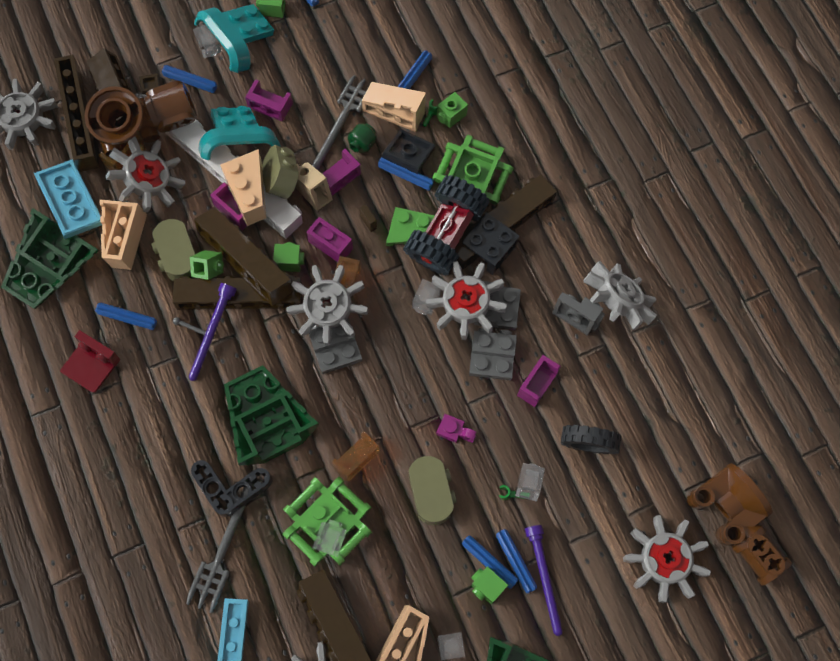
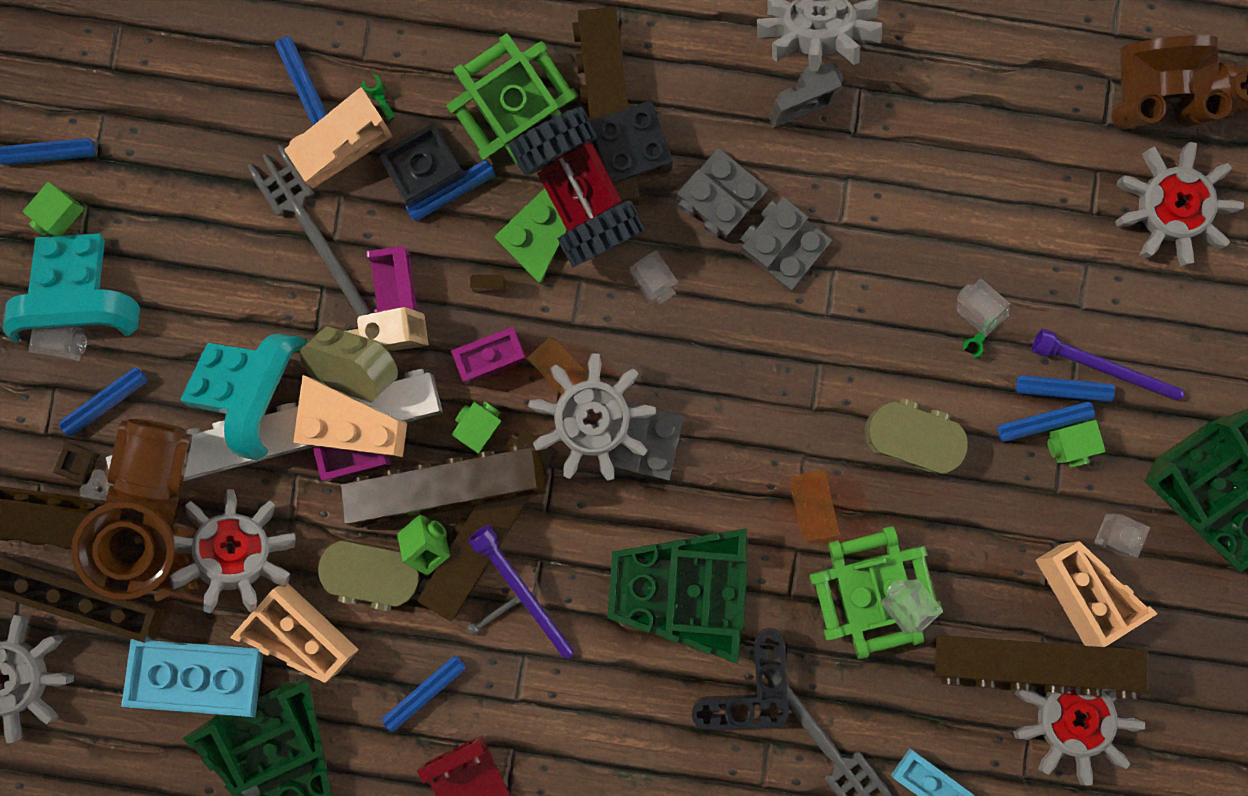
camera: 55 degrees left, 15 degrees up
(267, 102) = (216, 311): magenta panel -> none
(362, 138) = (360, 216): dark green head -> none
(452, 110) = (396, 66): bright green brick -> none
(452, 429) = (851, 359): magenta plate -> none
(462, 310) = (715, 216): light grey gear -> none
(538, 380) = (858, 209): magenta panel -> none
(591, 439) = (985, 196): black tyre -> none

